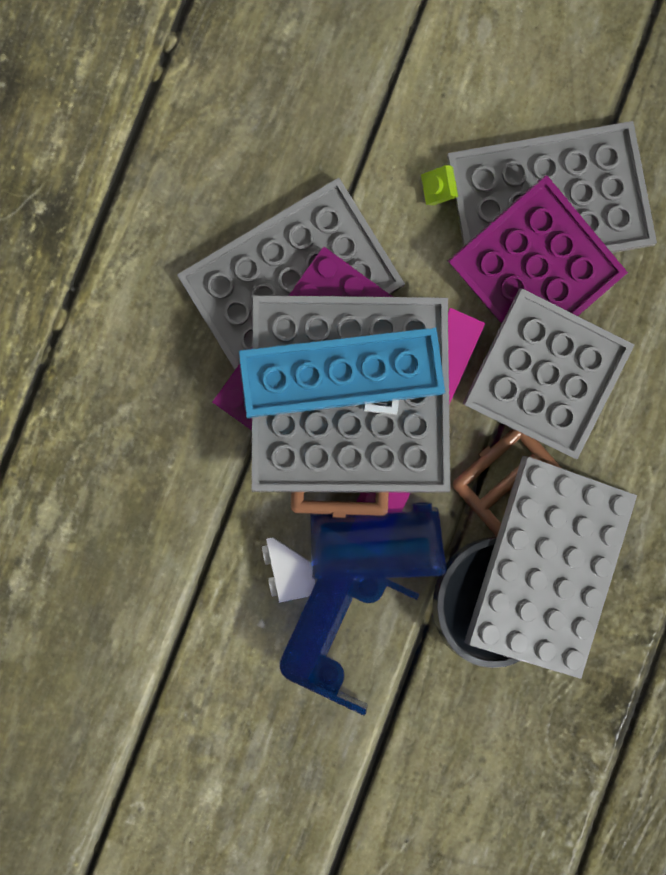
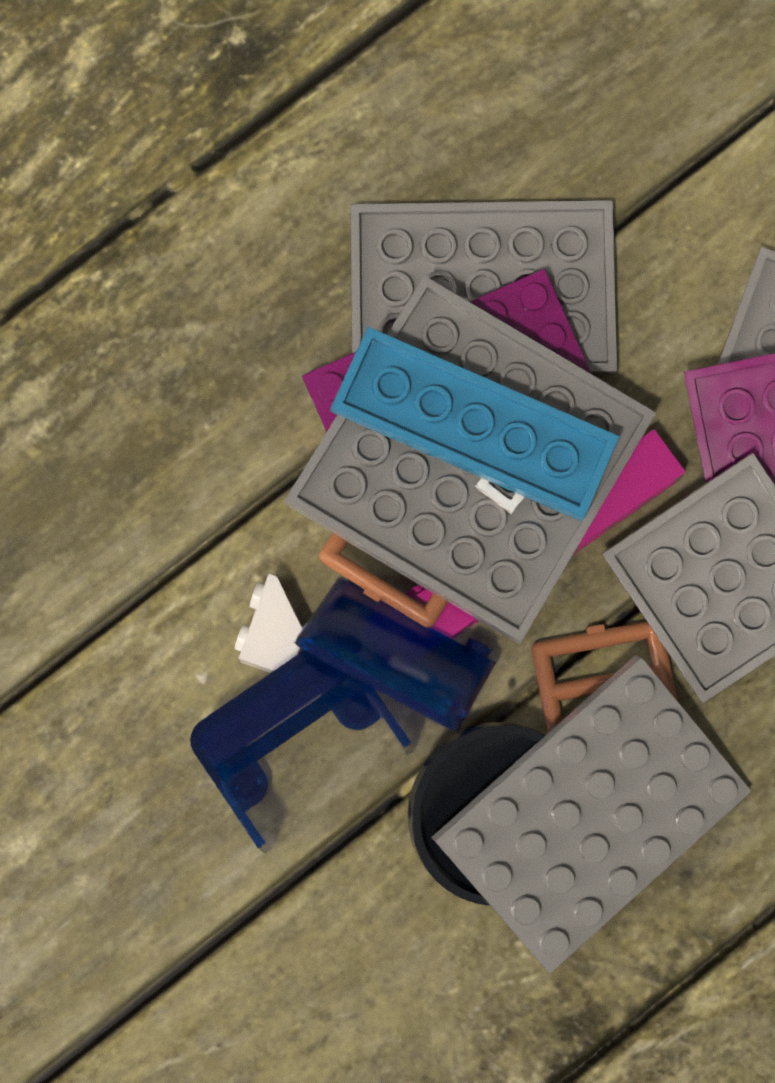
camera: 40 degrees right, 5 degrees down
(439, 185) = (728, 279): lime plate -> none

